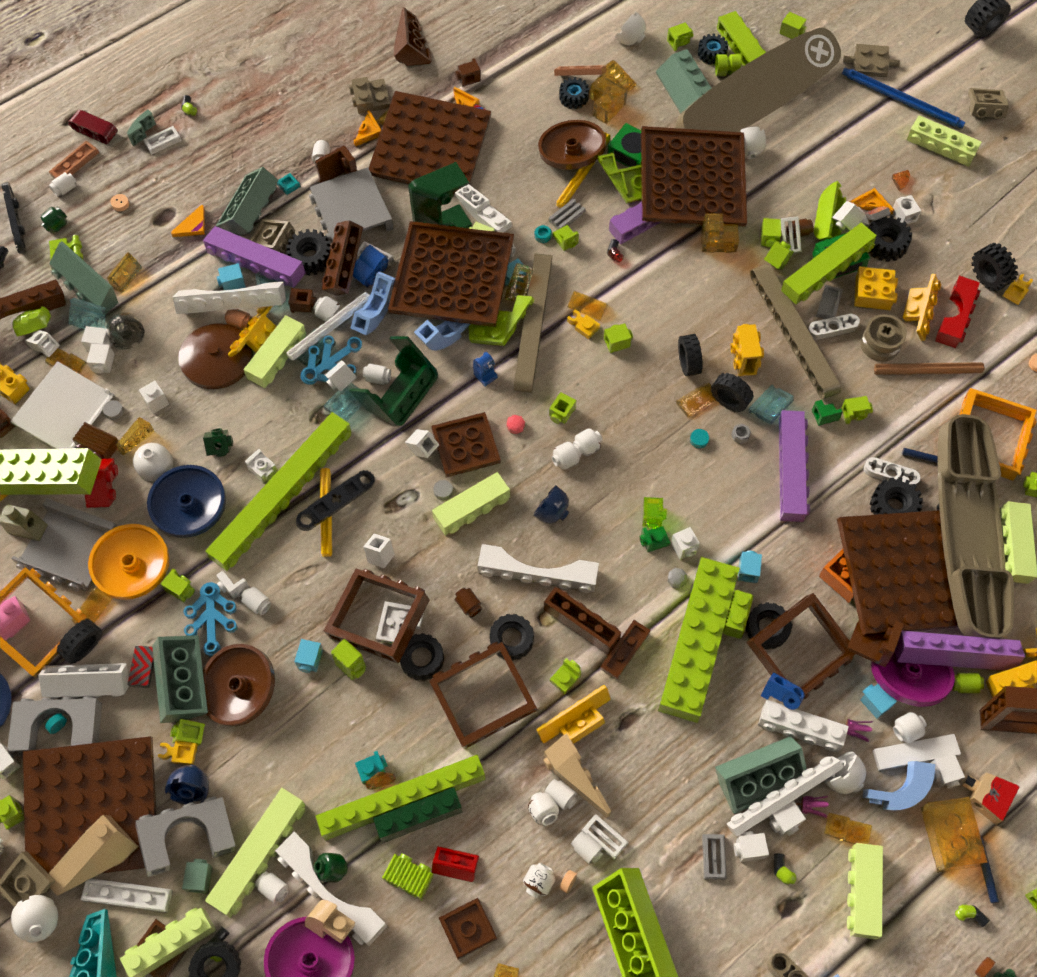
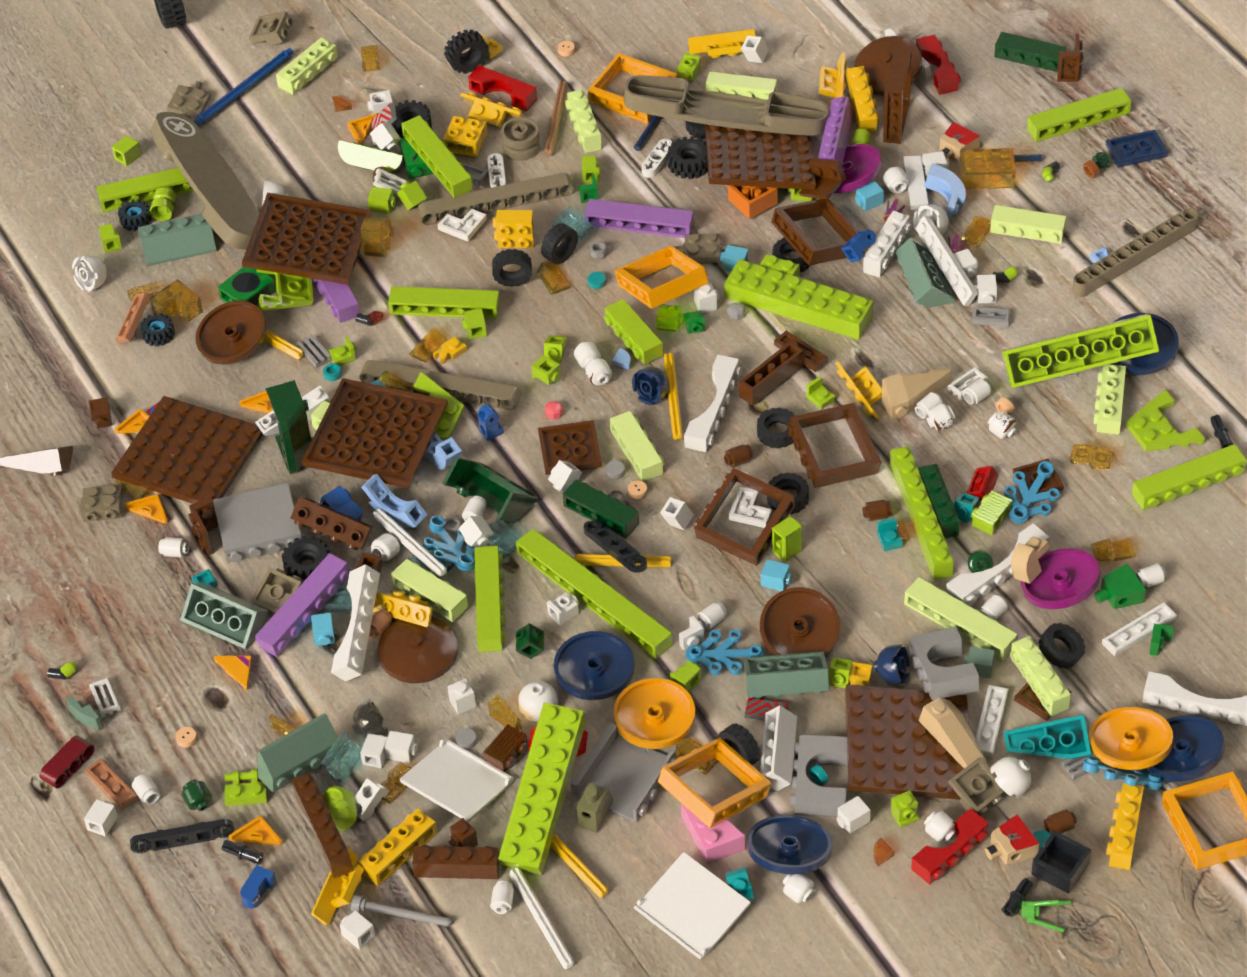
camera: 80 degrees left, 15 degrees down
(19, 271) = (257, 832): none -> light orange tile
(31, 158) = (101, 817): none -> white brick
(270, 402) = (489, 599): none -> lime brick
(361, 360) = (452, 526): none -> light grey tile
(387, 482) = (599, 506): none -> dark green brick
(403, 750) = (877, 510): none -> reddish brown brick
(418, 513) = (637, 489): none -> light nougat tile
(418, 846) = (965, 505): none -> teal bracket
(436, 919) = (1030, 496): none -> dark azure plant
(499, 188) = (257, 402): none -> light orange tile
(547, 530) = (673, 397): none -> yellow axle
(592, 477) = (622, 359): none -> light blue tile
(598, 411) = (554, 347): none -> lime bracket
(624, 479) = (633, 331): none -> lime brick
(642, 308) = (442, 302): none -> lime brick
(718, 476) = (629, 276): none -> light orange window
(749, 310) = (465, 227): none -> white plate
(763, 533) = (703, 247): none -> dark tan plate
(925, 393) = (583, 120): none -> yellowish green brick
(964, 197) = (370, 58): none -> clear yellow slope

